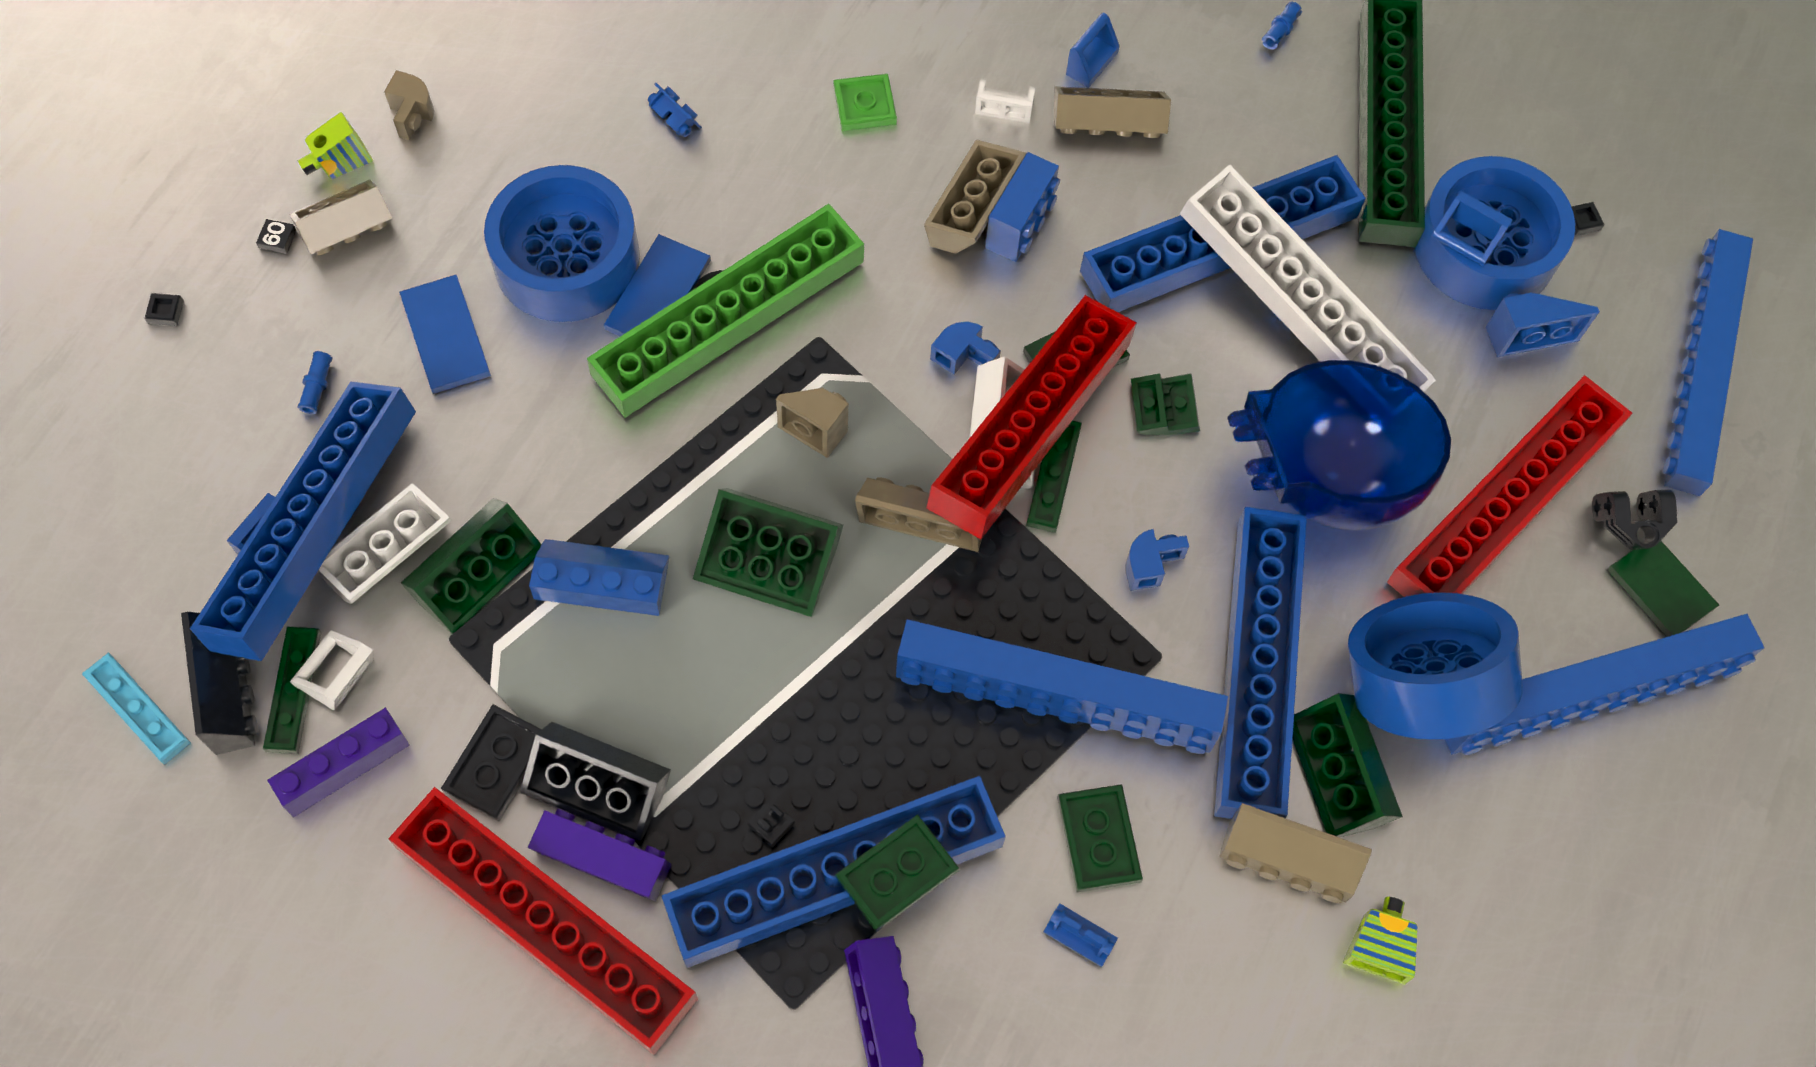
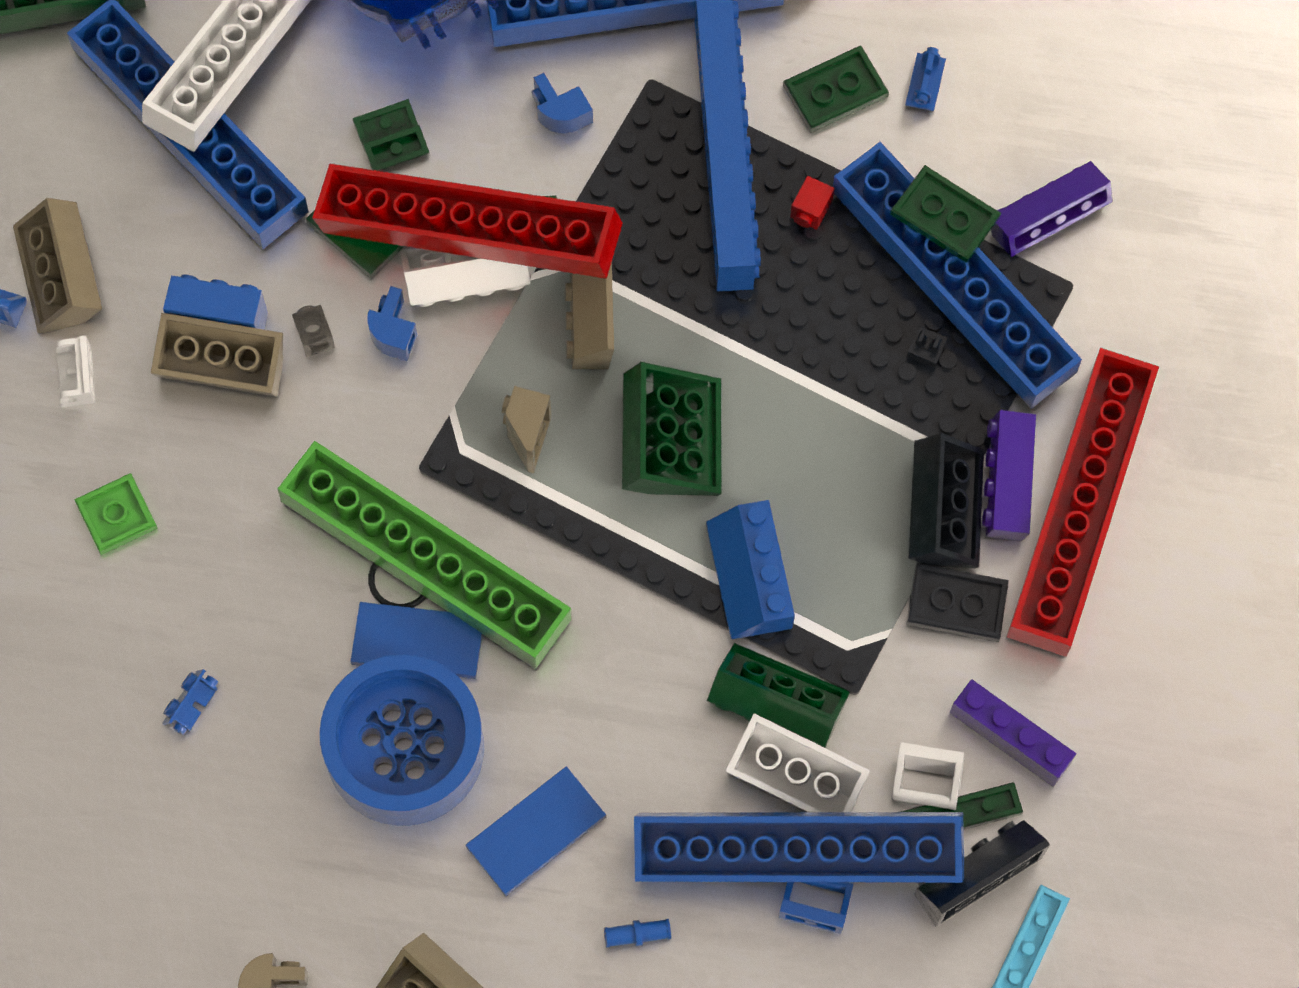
camera: 105 degrees left, 5 degrees up
(965, 756) = (811, 203): none -> red brick
(982, 274) = (315, 341): none -> clear smoke brick

